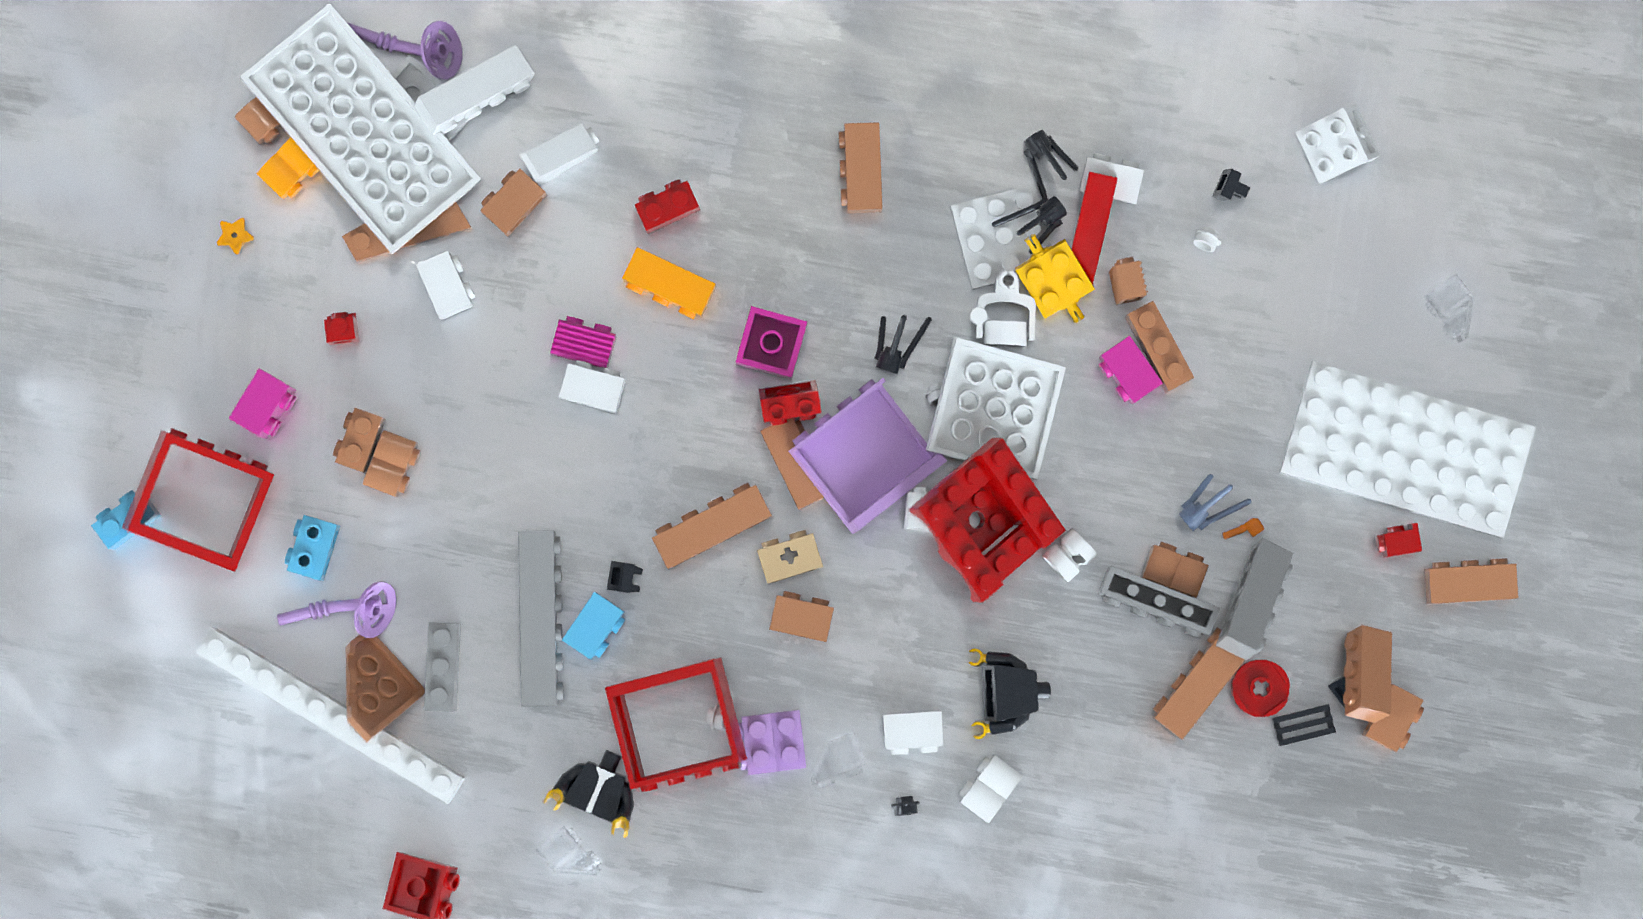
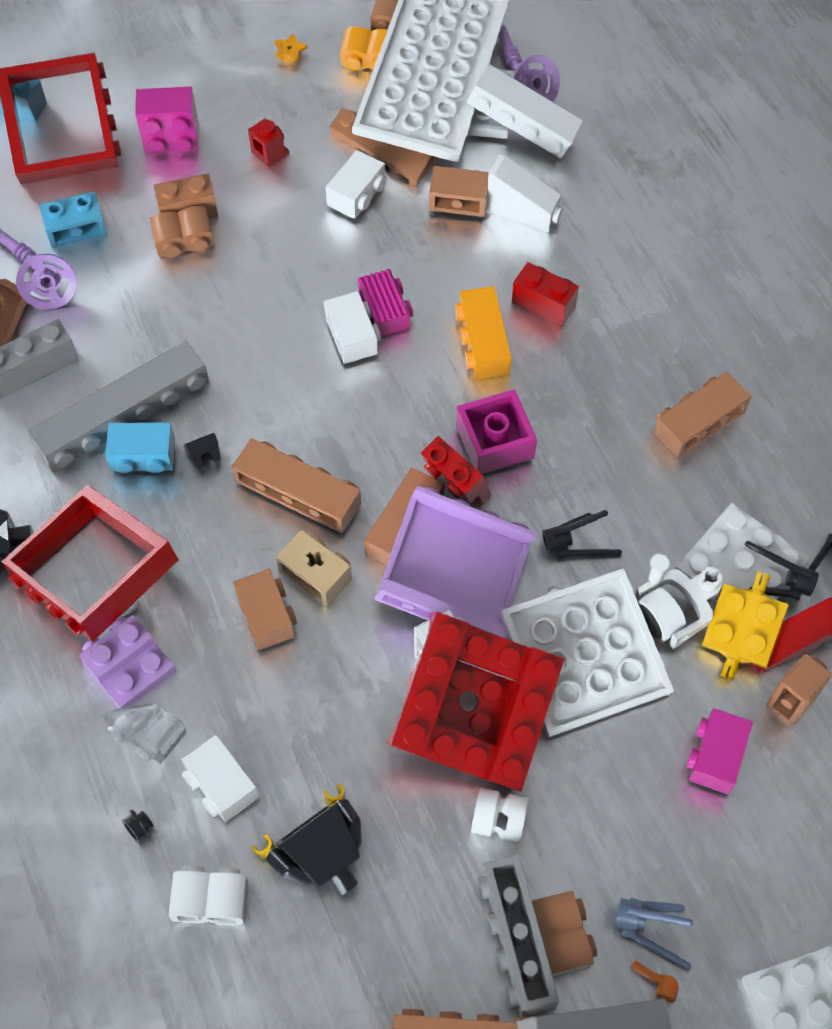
camera: 60 degrees right, 25 degrees down
(1159, 346) = (764, 764): nougat brick -> none

